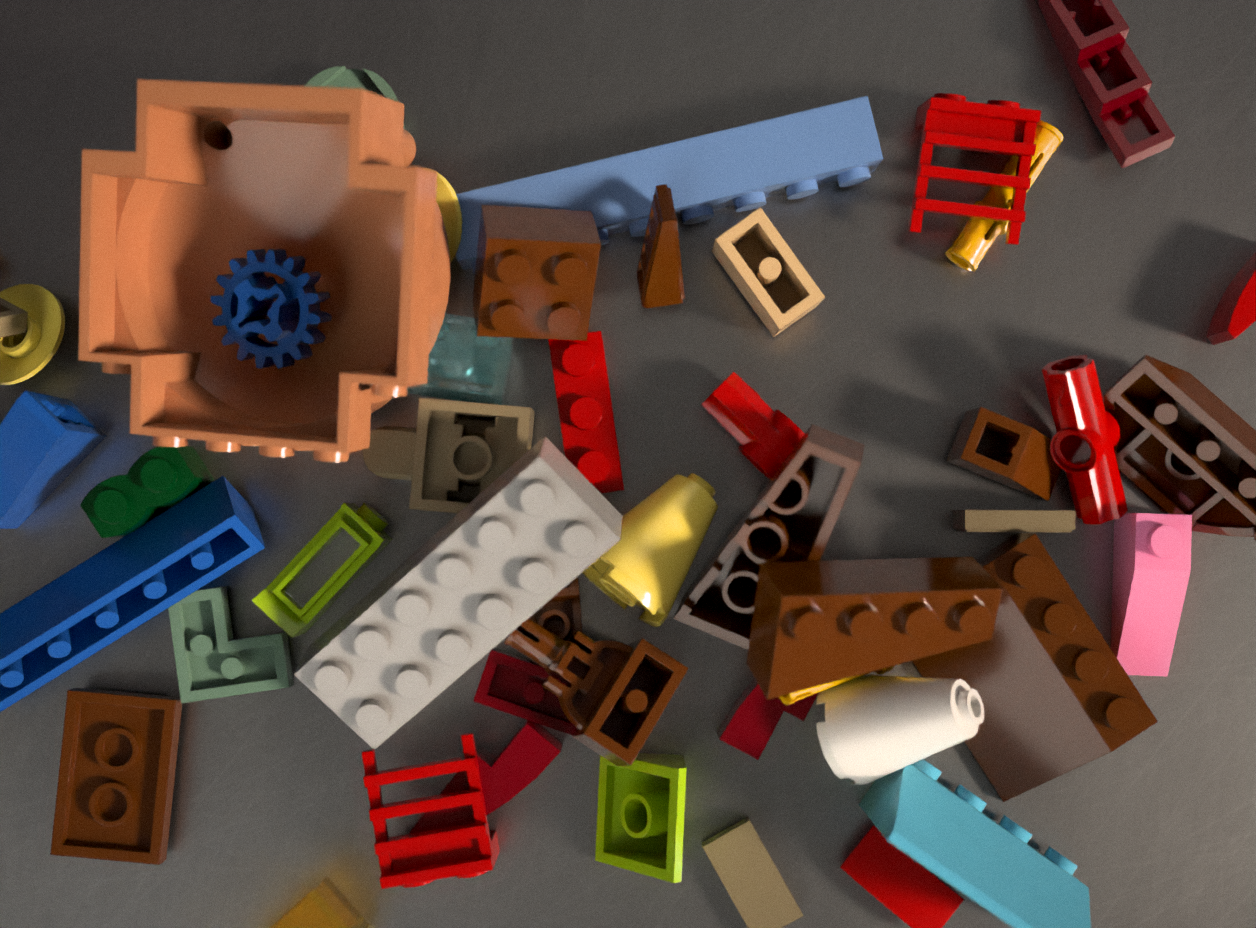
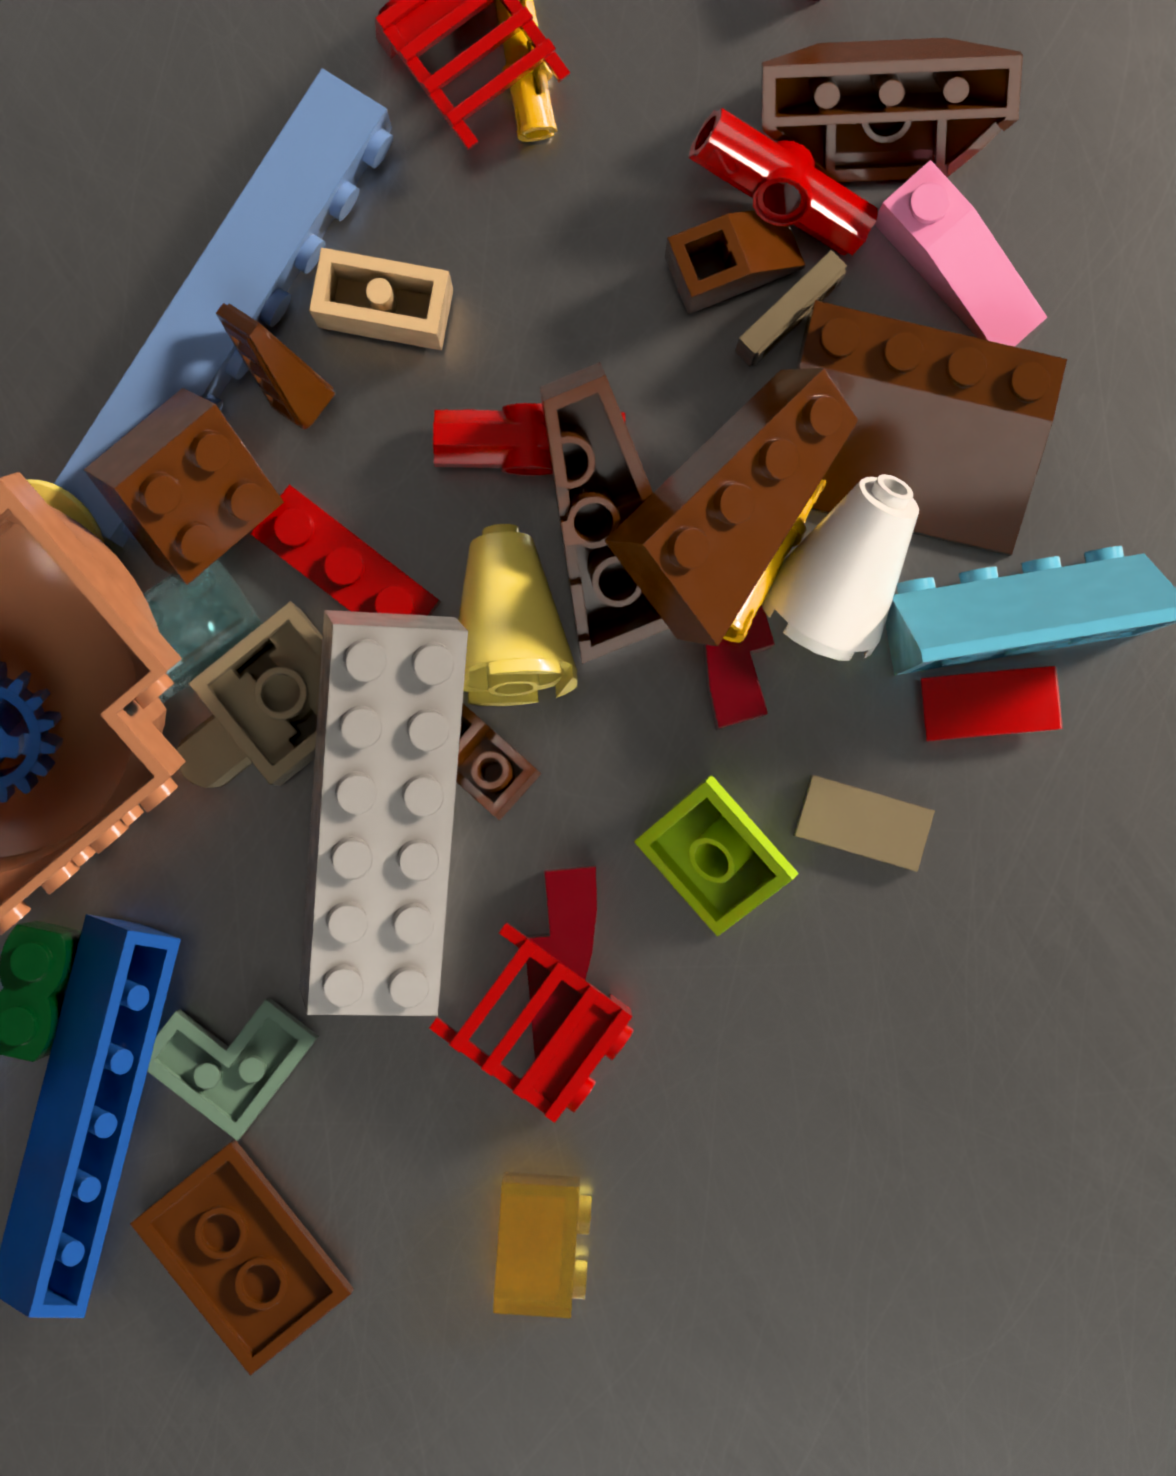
camera: 45 degrees left, 0 degrees up
(324, 568) = (249, 909): lime window -> none
(515, 688) = (527, 843): dark red plate -> none
(610, 689) = (578, 778): reddish brown brick -> none

